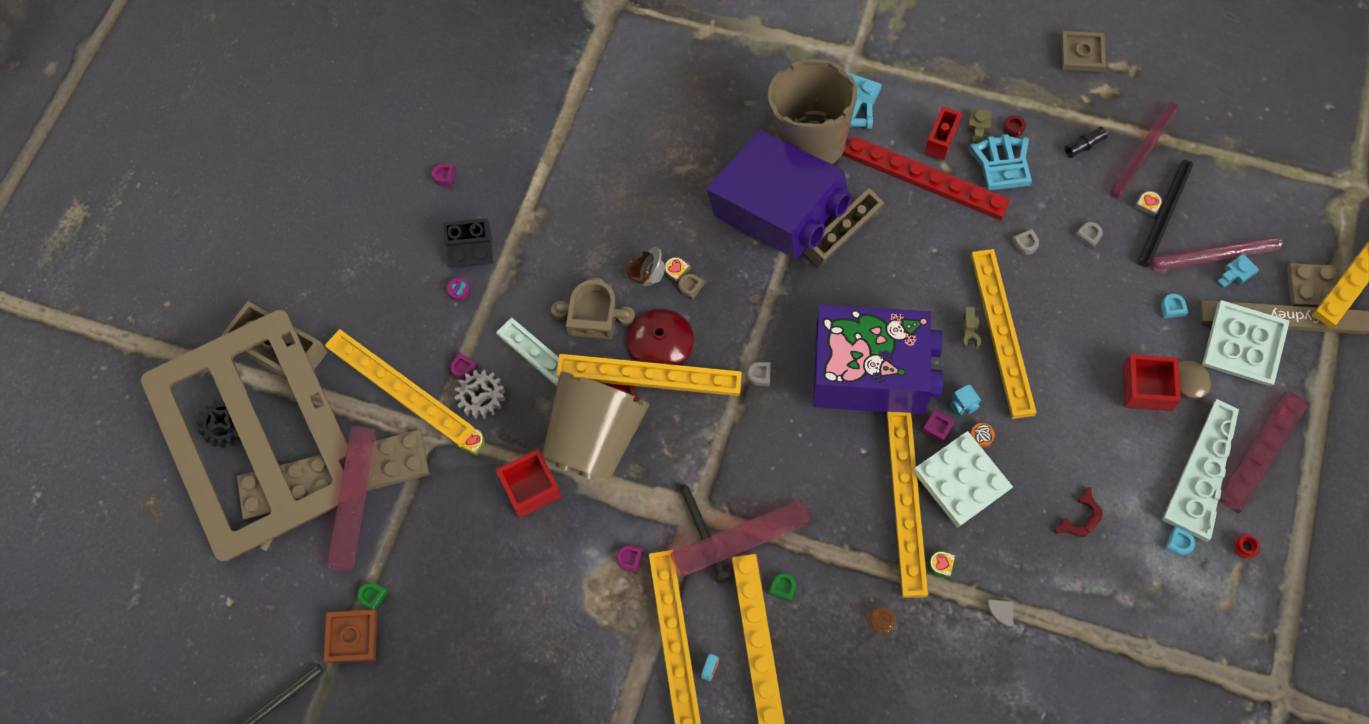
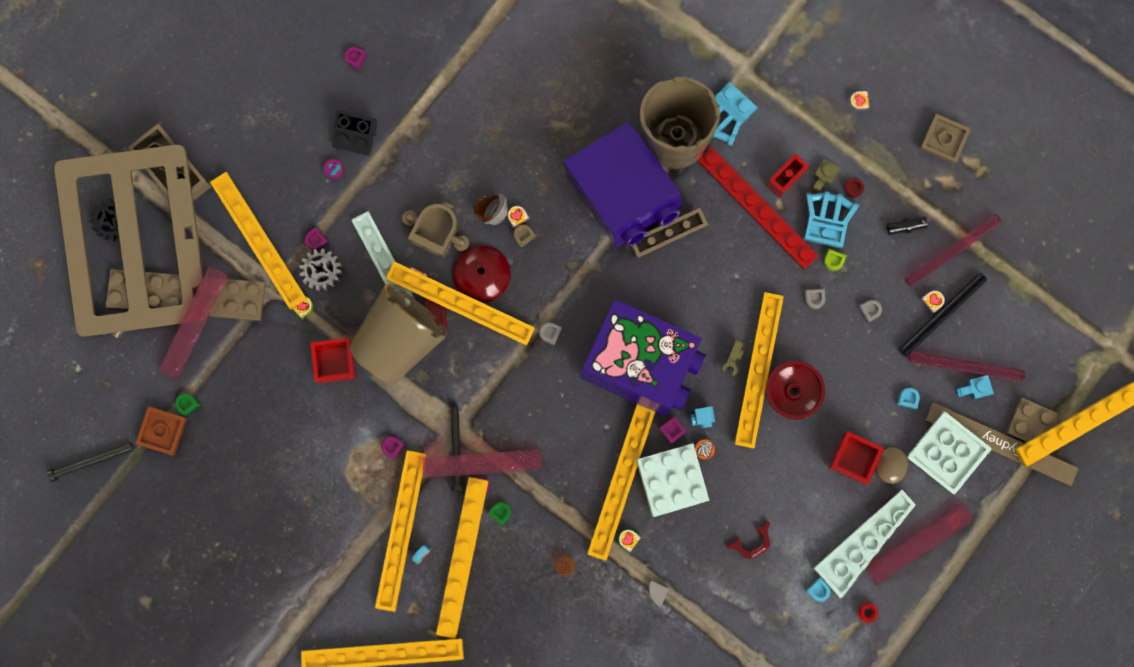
camera: 15 degrees right, 15 degrees up
(981, 46) = (860, 101): none -> tile
(1027, 199) = (834, 260): none -> lime tile
(1059, 326) = (805, 380): none -> dark red dish

